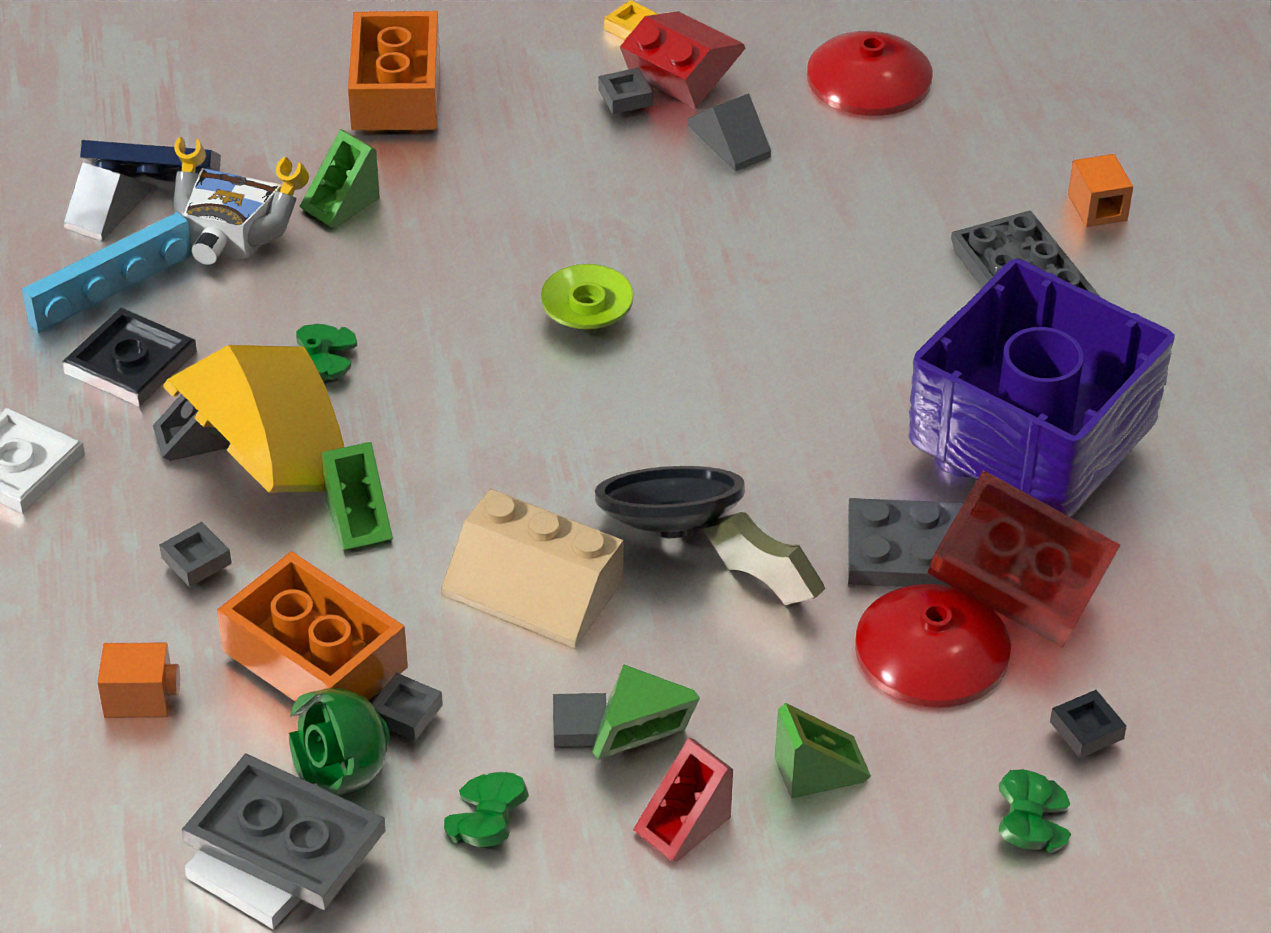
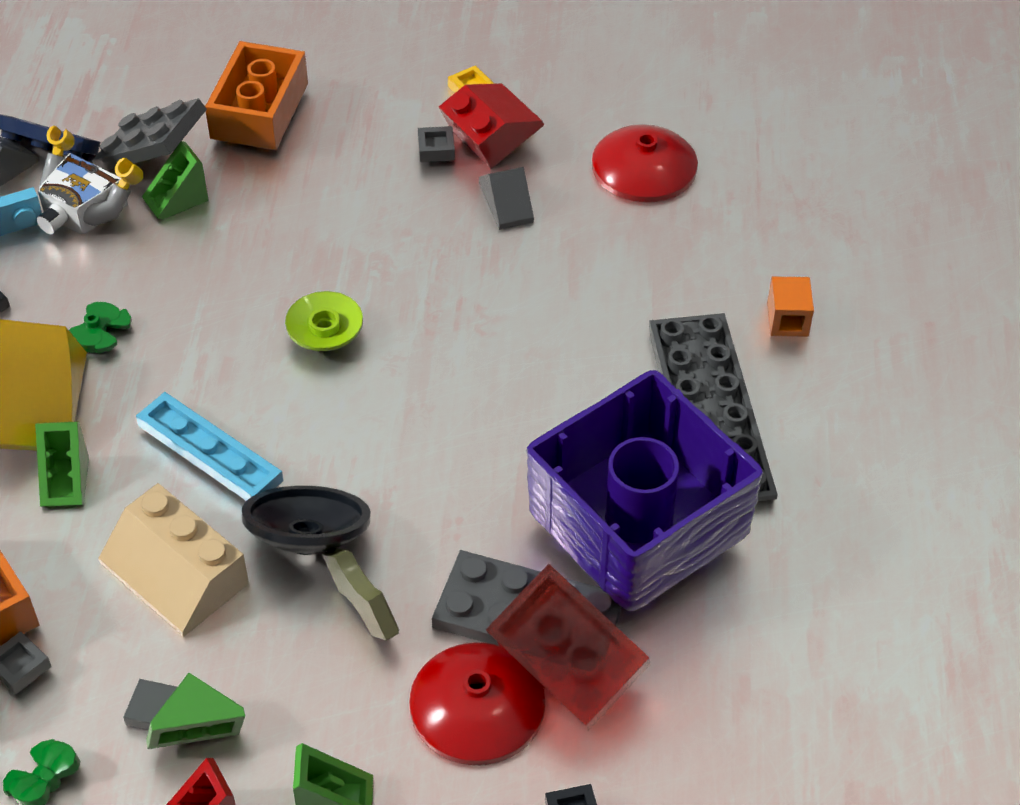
camera: 15 degrees right, 5 degrees up
(291, 130) = (149, 133): none -> dark grey plate
(515, 450) = (208, 447): none -> medium azure plate

